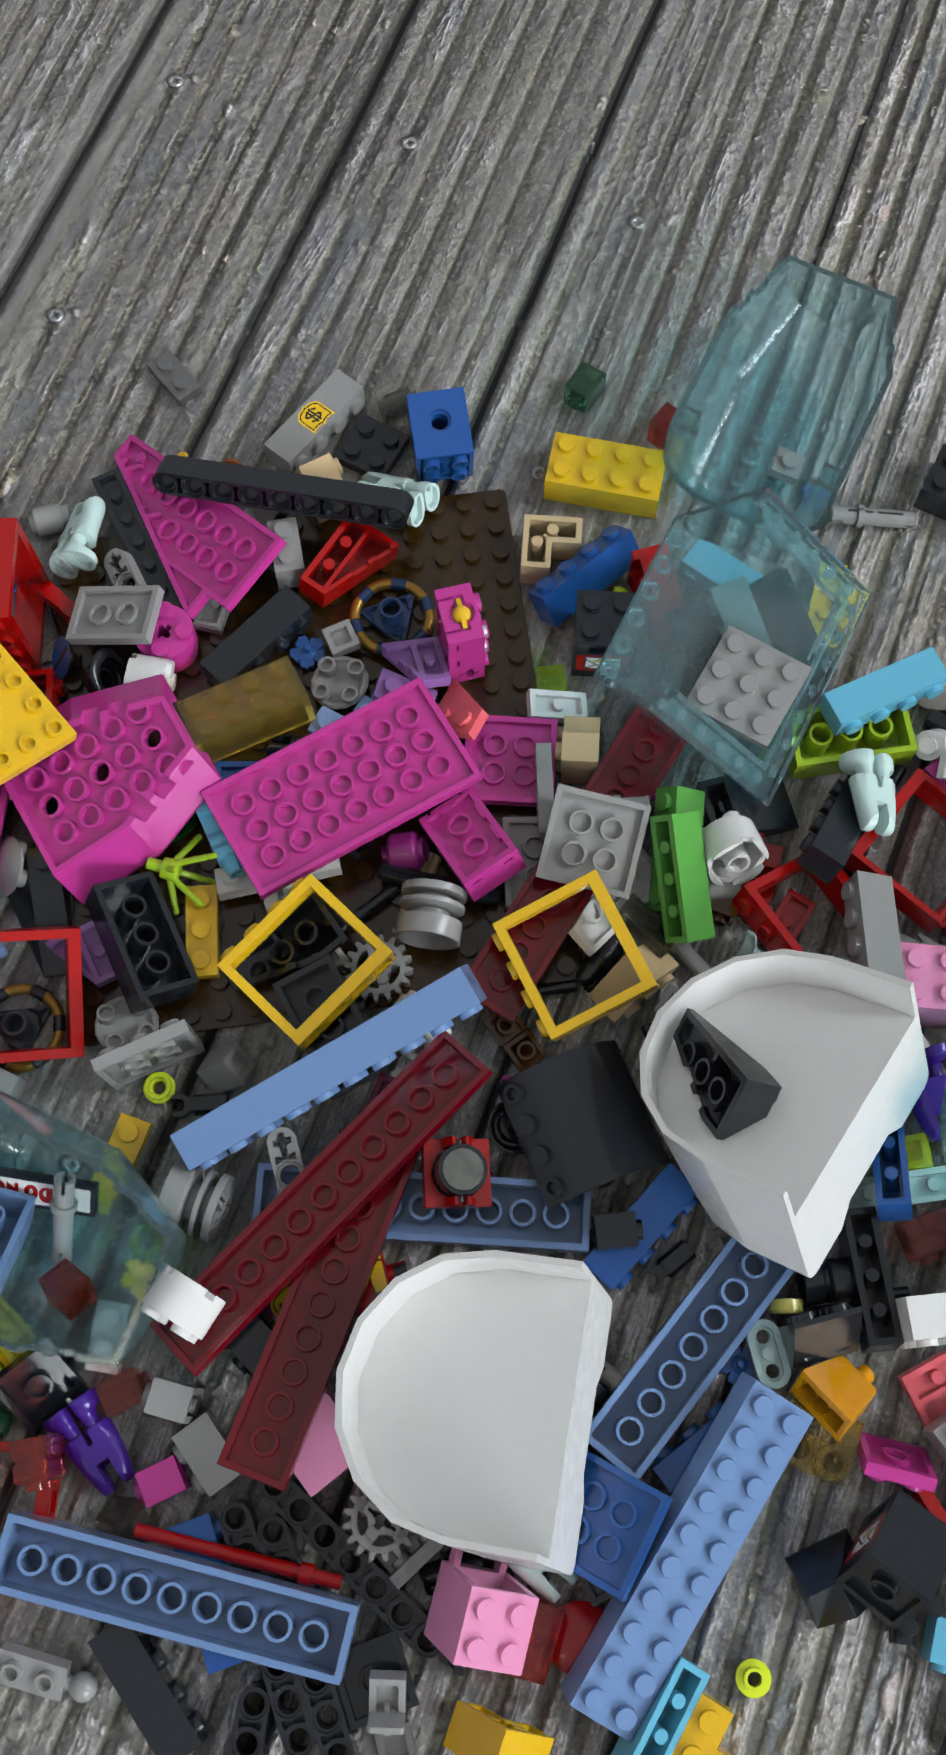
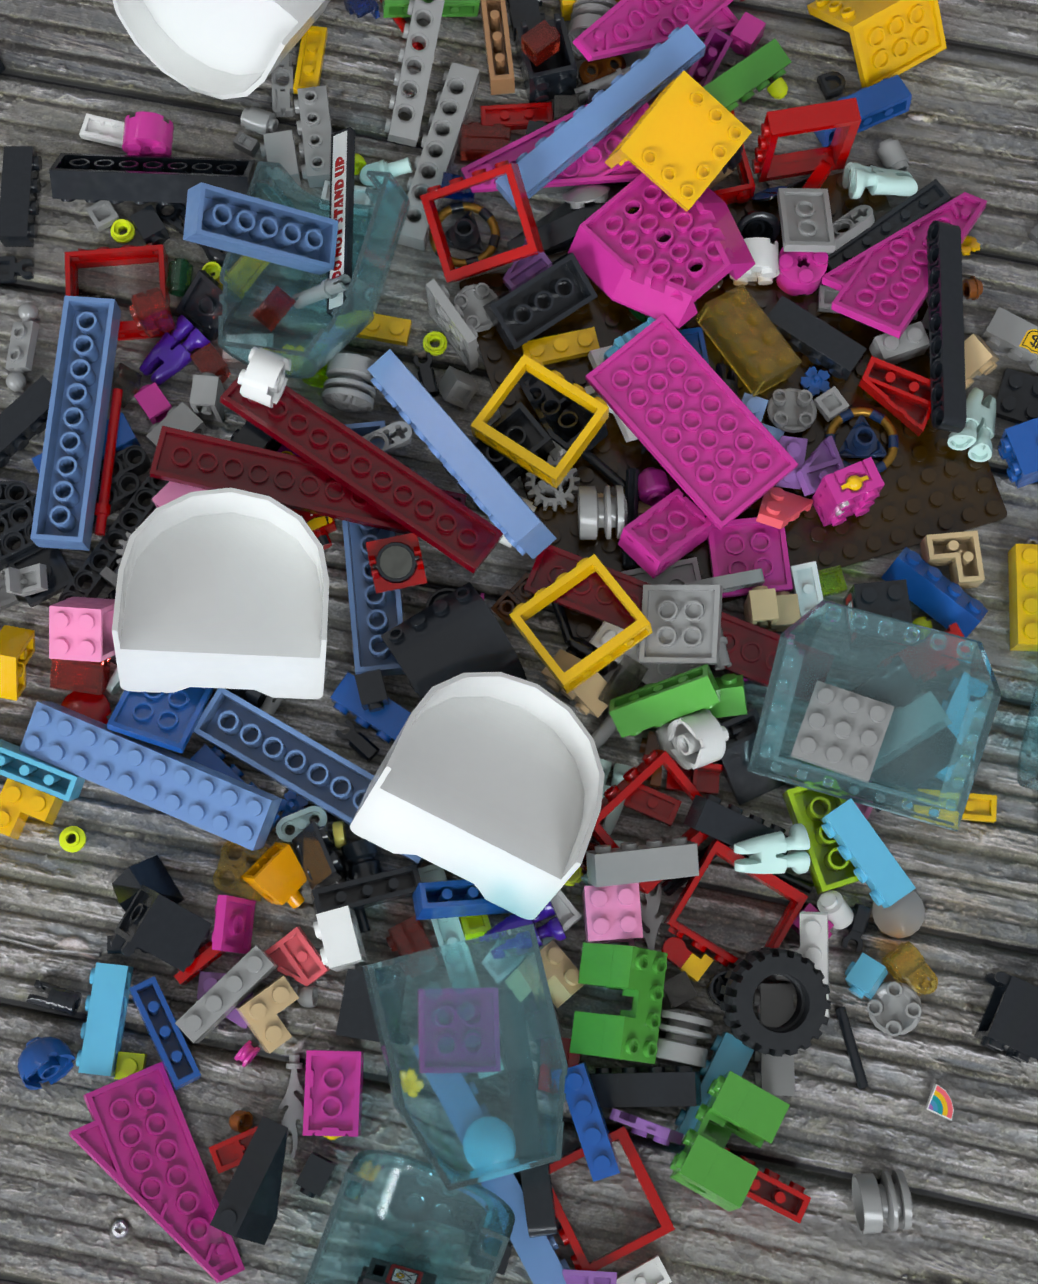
camera: 80 degrees right, 5 degrees up
(172, 869) = (602, 311): lime plant -> none
(728, 1081) = (490, 739): black wedge -> none

